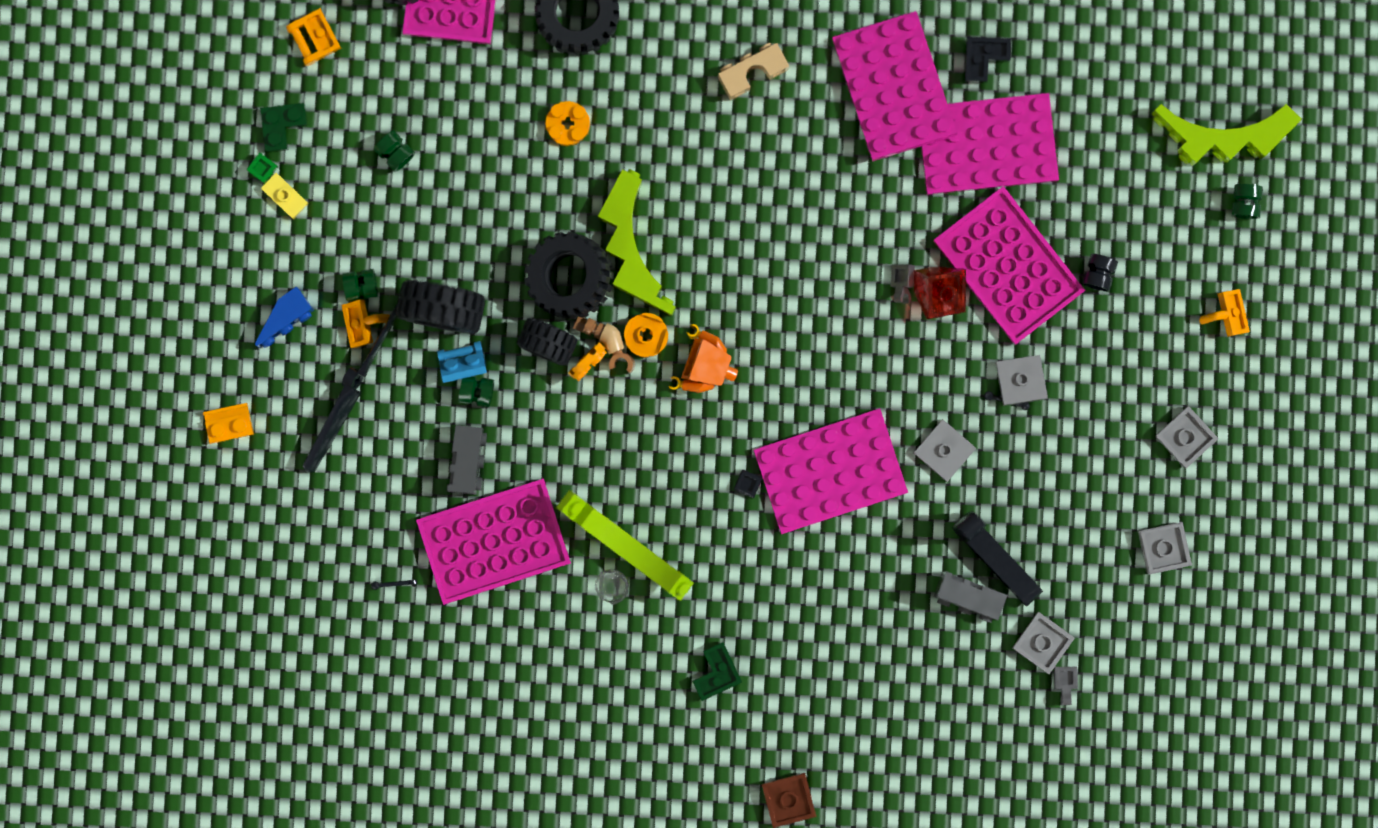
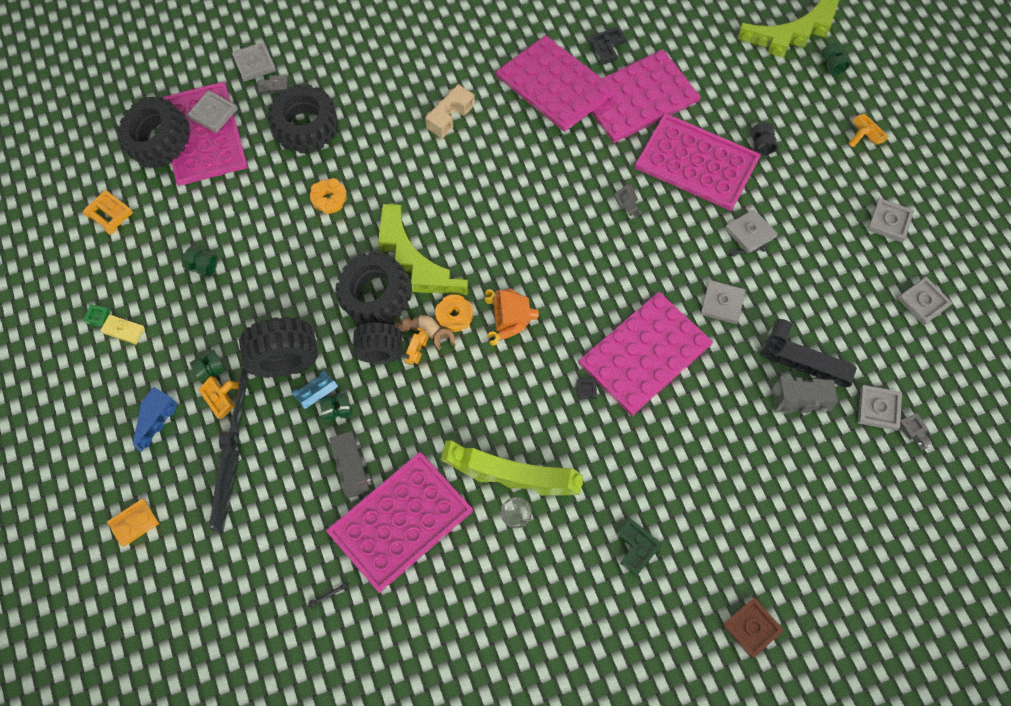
camera: 20 degrees left, 20 degrees down
(275, 122) = (99, 278): dark green plate -> none
(940, 291) = (659, 193): clear red slope -> none

